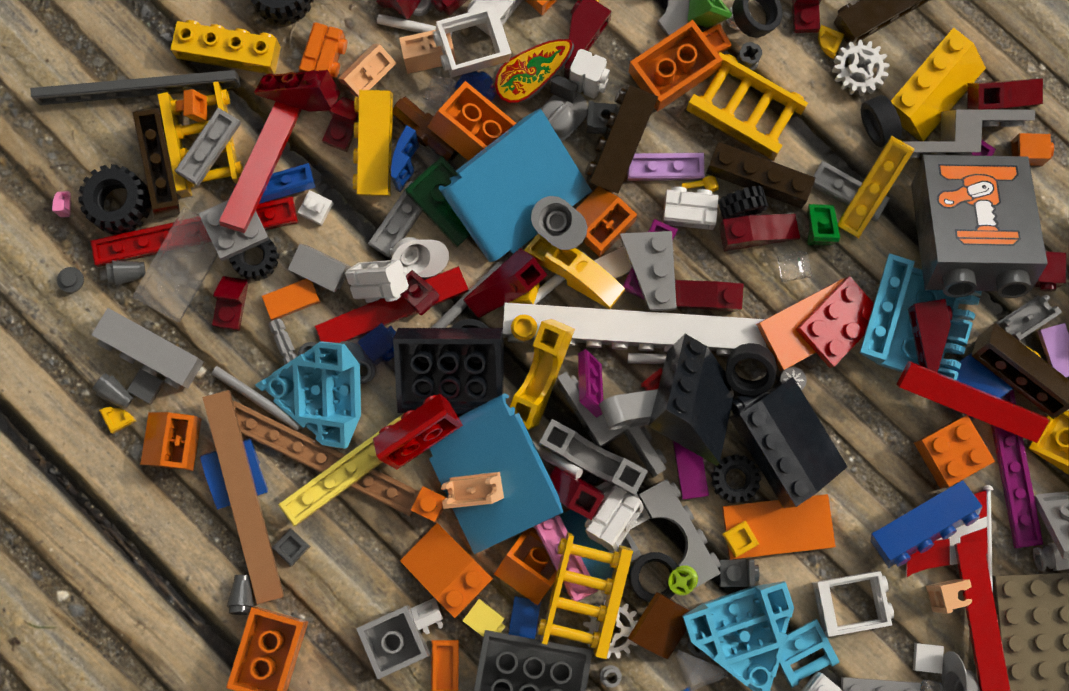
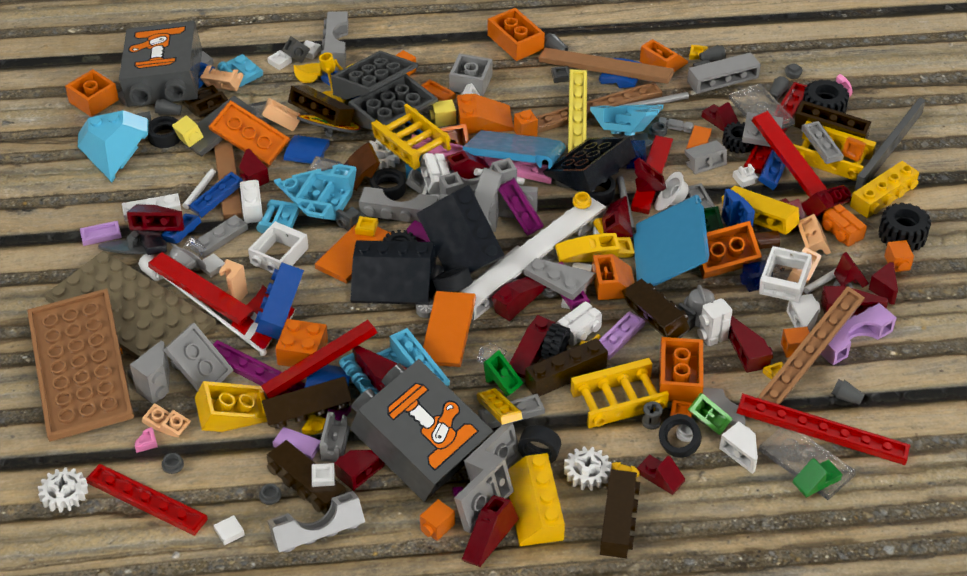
camera: 130 degrees right, 35 degrees down
(377, 280) = (672, 162): white brick -> none
(416, 432) = (569, 124): red slope -> none
(473, 490) = (511, 132): light nougat hinge -> none
(532, 70) = (744, 303): shield -> none
(549, 352) = (557, 199): yellow arch -> none
(559, 222) = (629, 248): light grey piece -> none
(613, 682) = (360, 132): light grey pin -> none
(678, 583) = (373, 180): lime wheel -> none
(837, 322) = (437, 336): plate -> none

